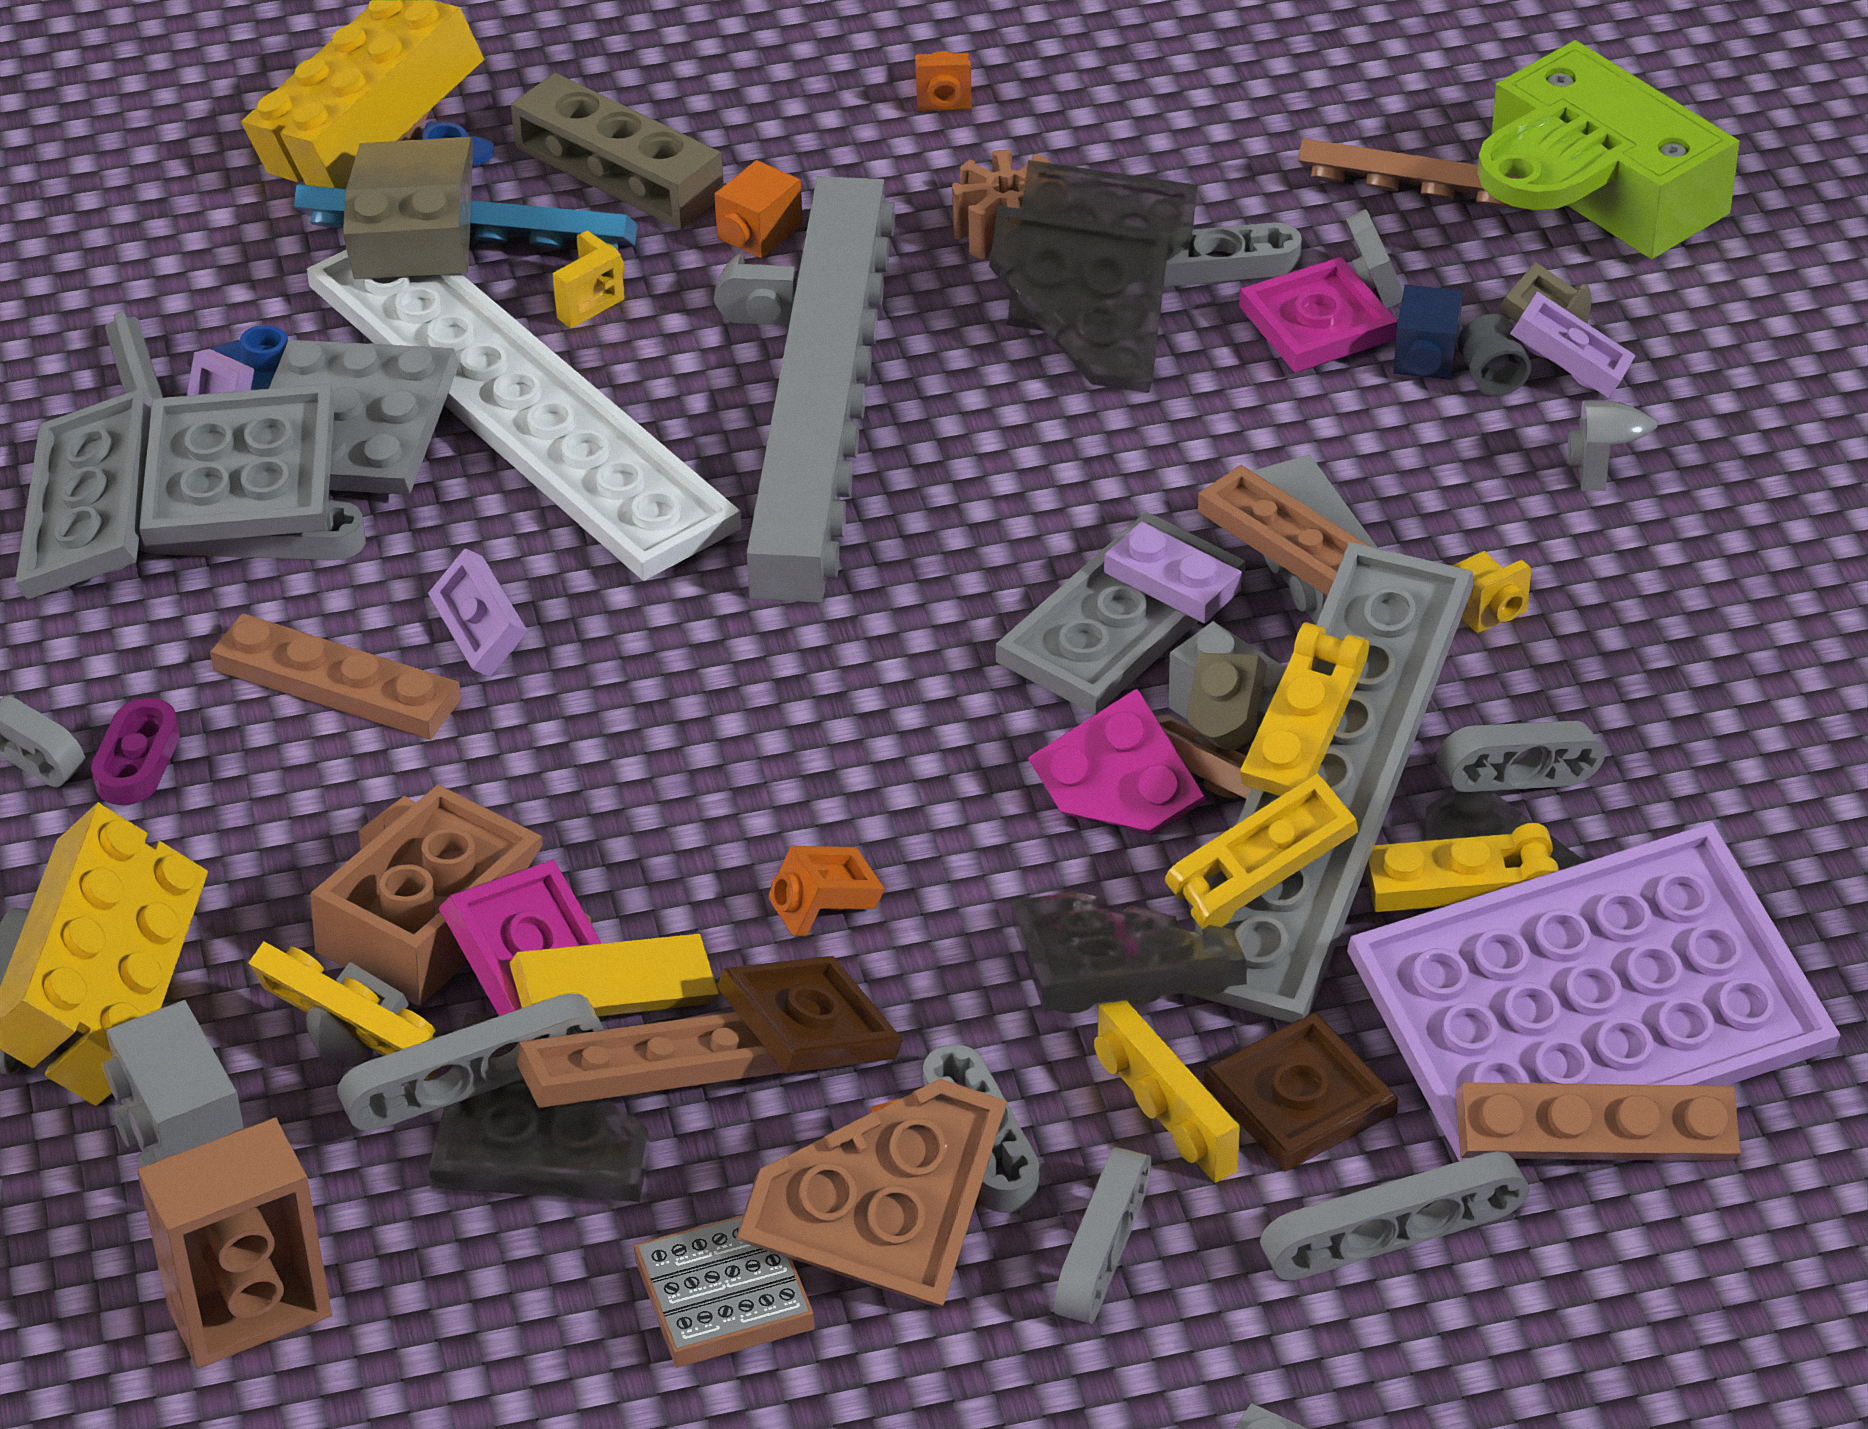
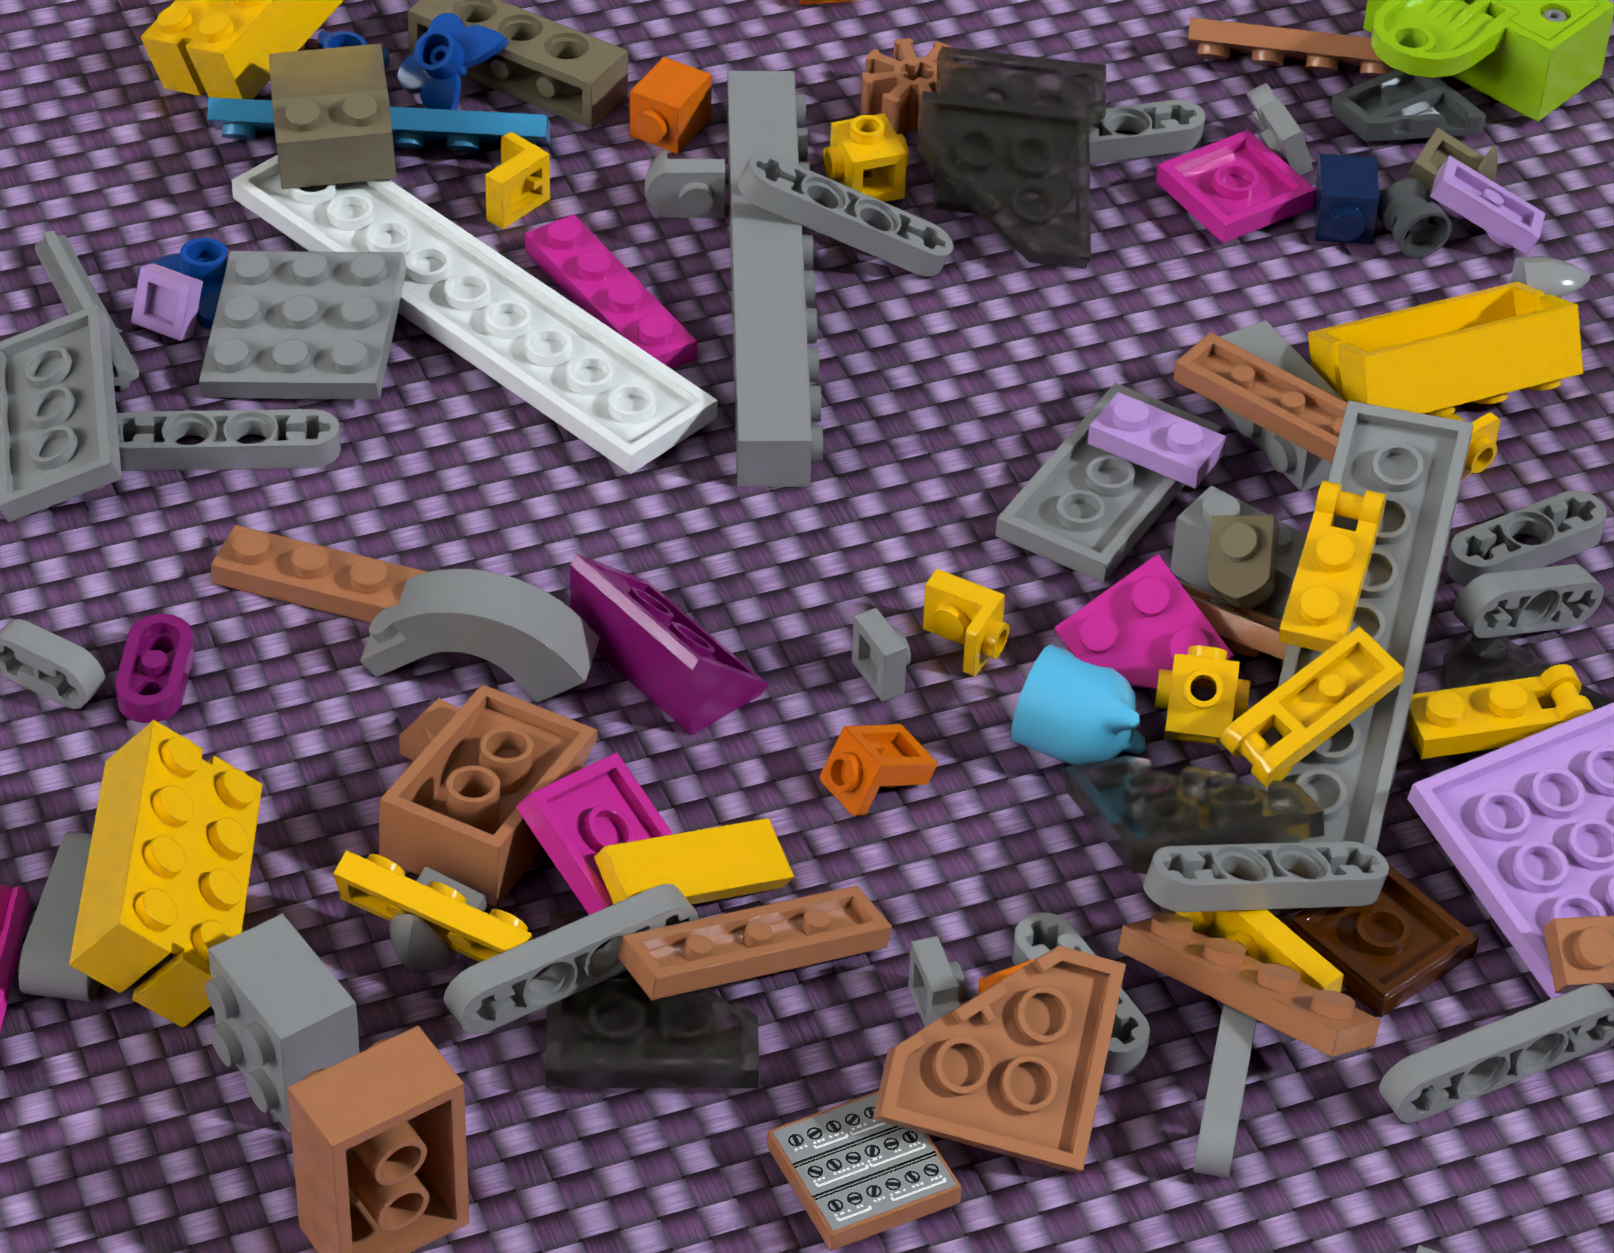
camera: 10 degrees left, 0 degrees up
(238, 465) = (208, 377): light grey plate -> none
(464, 719) = (488, 617): none -> light grey arch
(477, 612) = (475, 512): lavender plate -> none
(537, 151) = (443, 58): none -> blue animal
(633, 754) = (660, 646): none -> magenta slope
(660, 396) = (608, 290): none -> dark pink plate
(809, 1014) = (892, 890): reddish brown tile -> none
(831, 1103) = (934, 981): none -> light grey plate
(843, 302) = (791, 193): none -> light grey beam
(850, 775) = (880, 654): none -> light grey plate
(942, 272) = (868, 157): none -> yellow brick
(946, 741) = (966, 615): none -> yellow bracket
(1029, 842) = (1076, 710): none -> medium azure piece
(1105, 1021) = (1200, 878): none -> light grey beam
(1138, 824) = (1196, 719): none -> yellow brick
(1143, 1130) = (1261, 990): none -> nougat plate
(1492, 496) = (1452, 350): none -> yellow piece
(1512, 241) = (1405, 108): none -> dark grey wing
(1581, 678) = (1562, 523): none -> light grey beam

